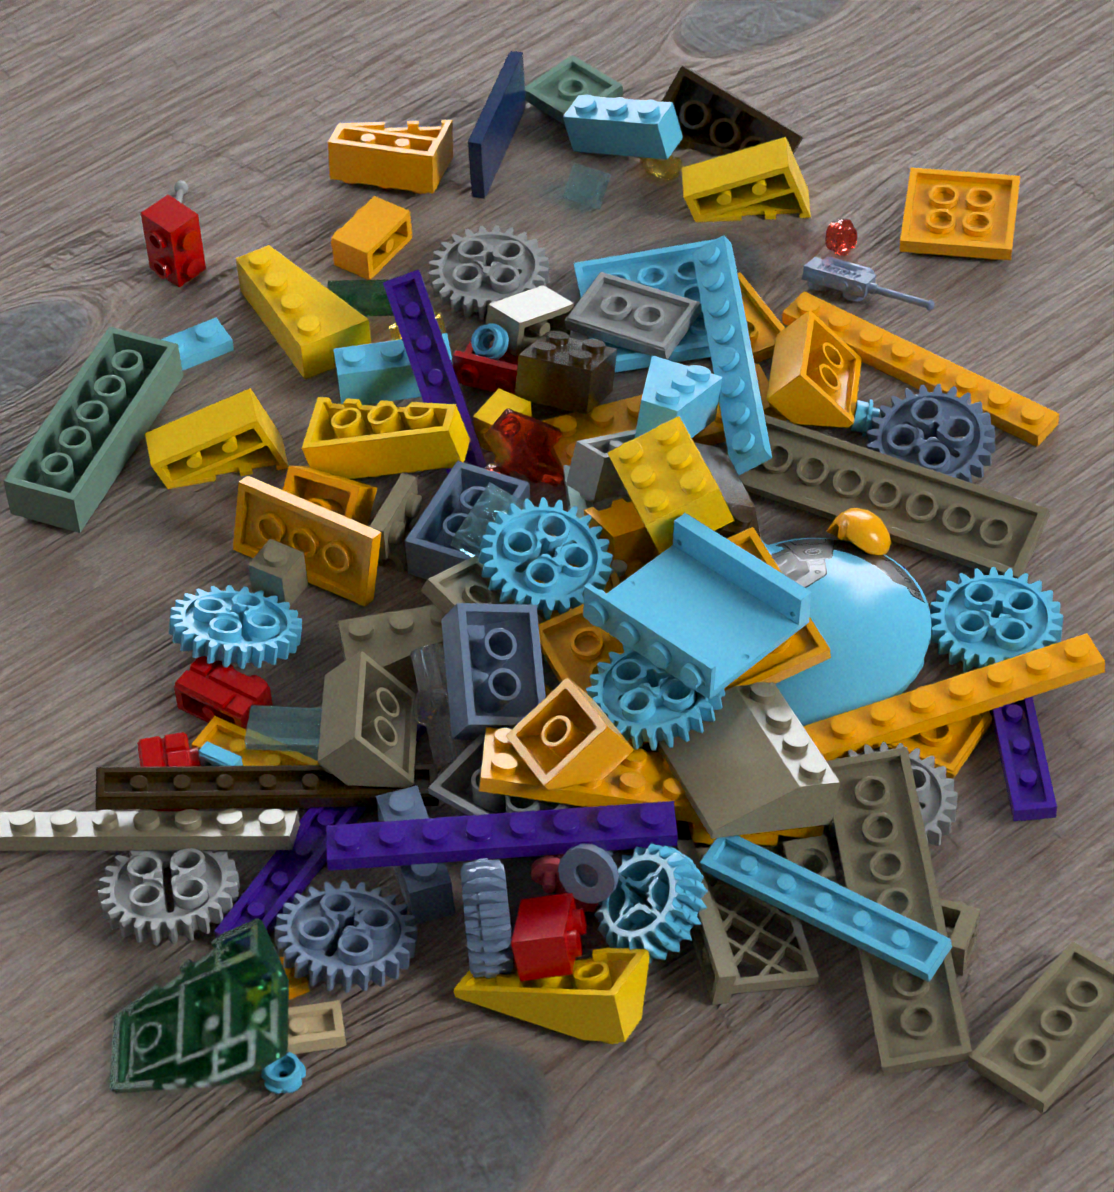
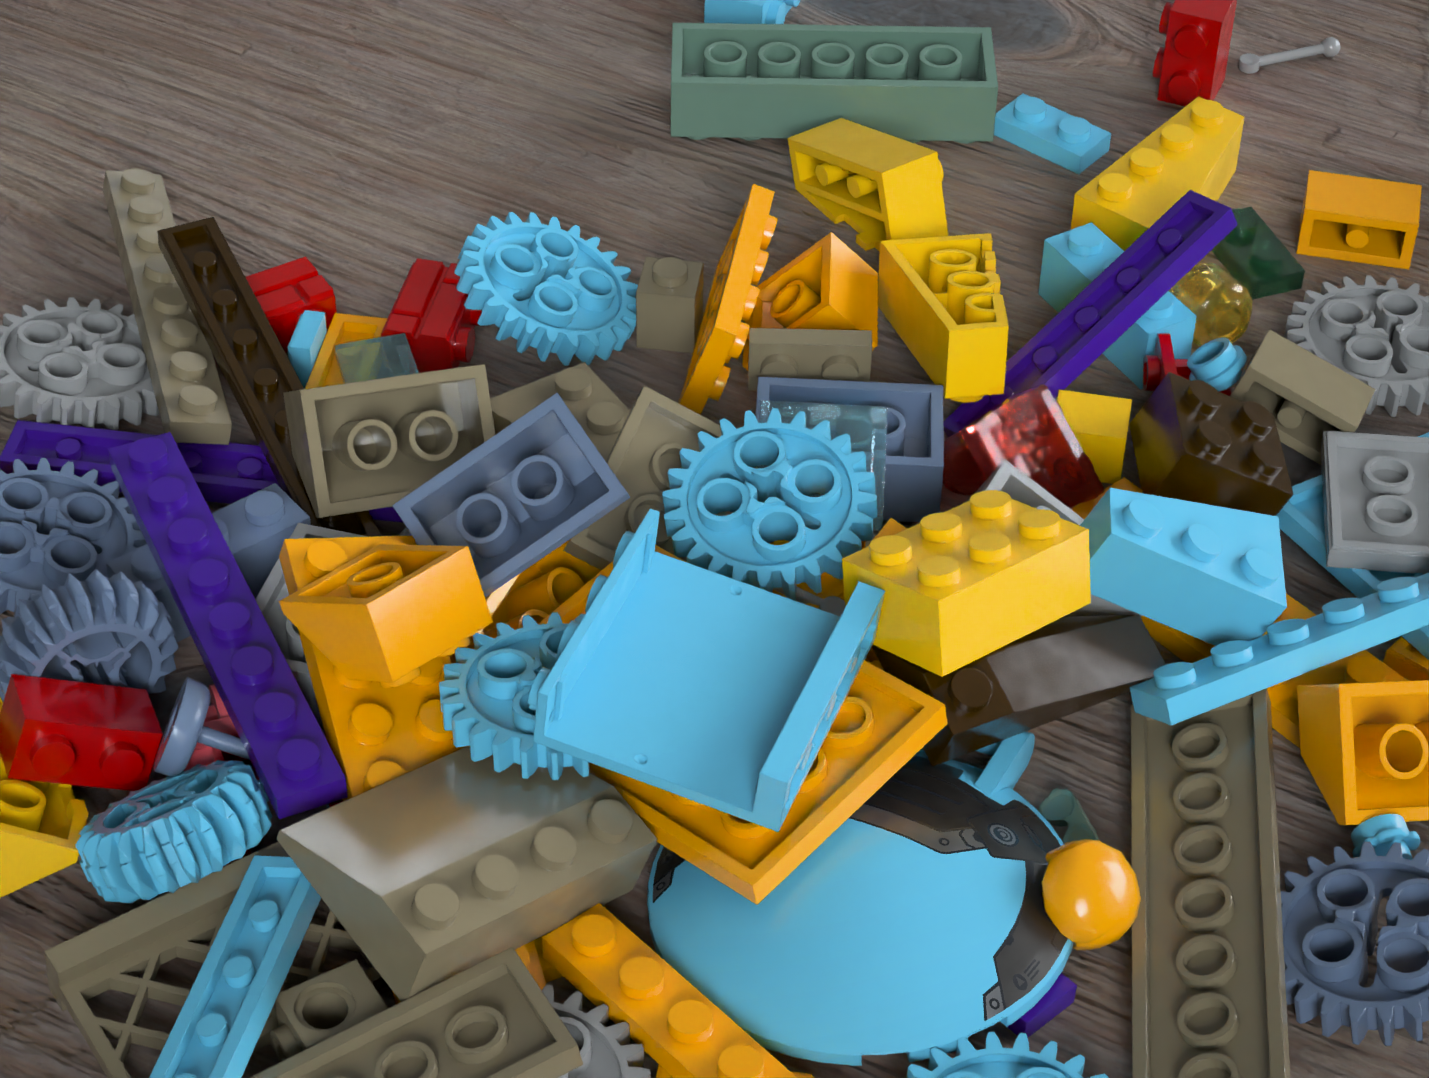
camera: 65 degrees right, 5 degrees down
(784, 531) = (1063, 810): none -> sand green piece

